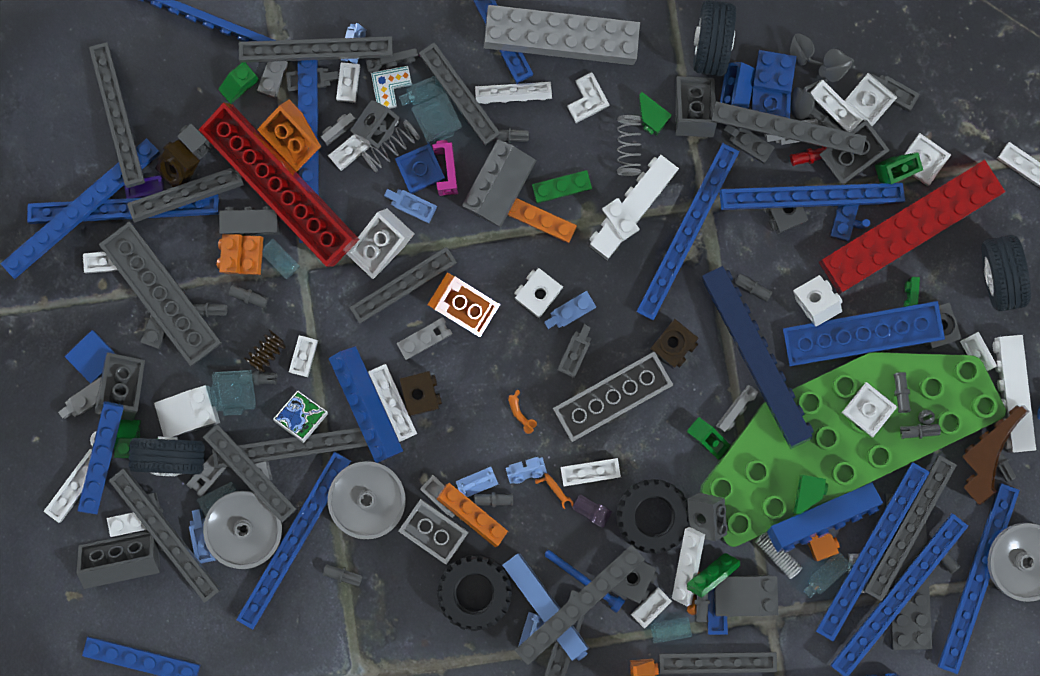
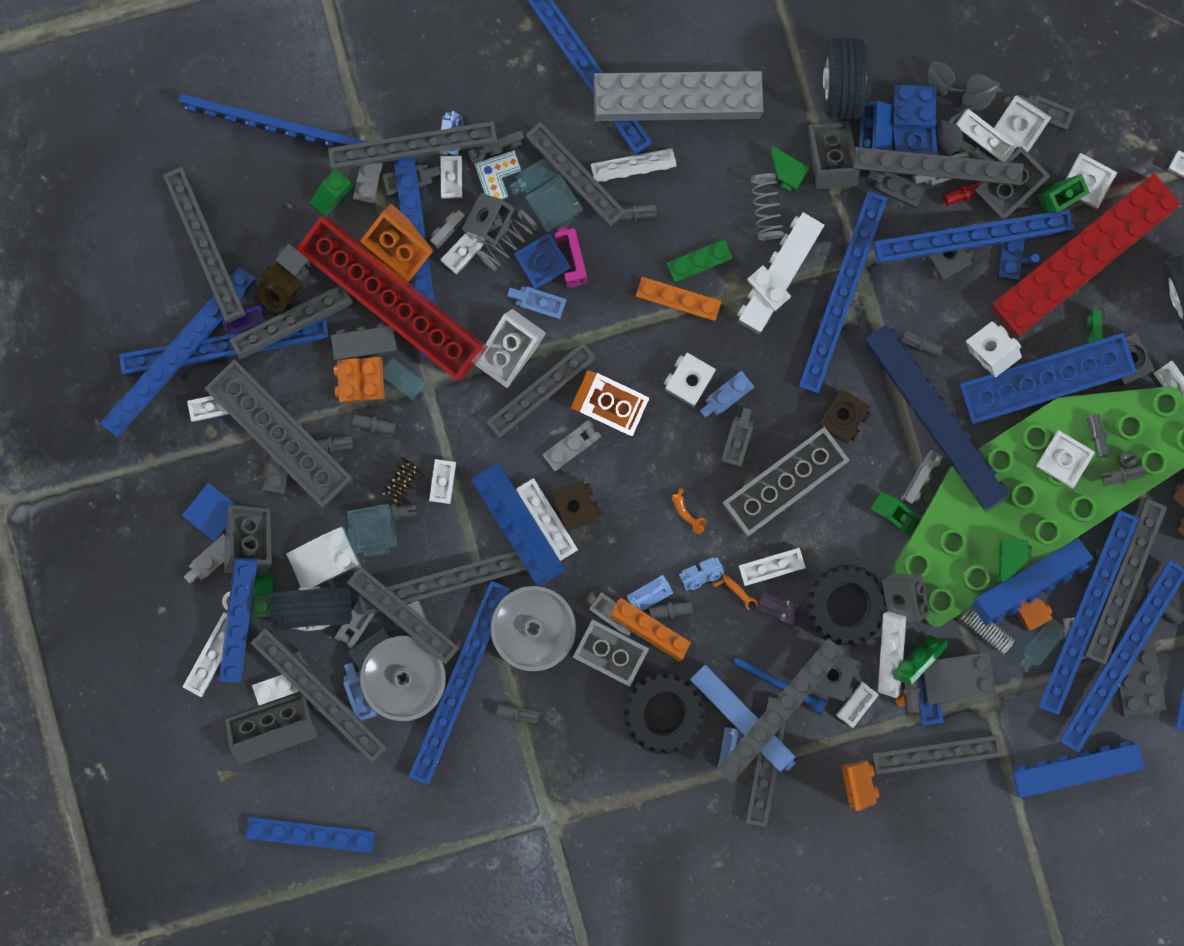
camera: 10 degrees left, 0 degrees up
(300, 416) = (448, 547): tile -> none
(499, 183) = (631, 266): dark grey slope -> none
(592, 100) = (720, 161): white tile -> none
(670, 630) = (881, 726): clear light blue plate -> none

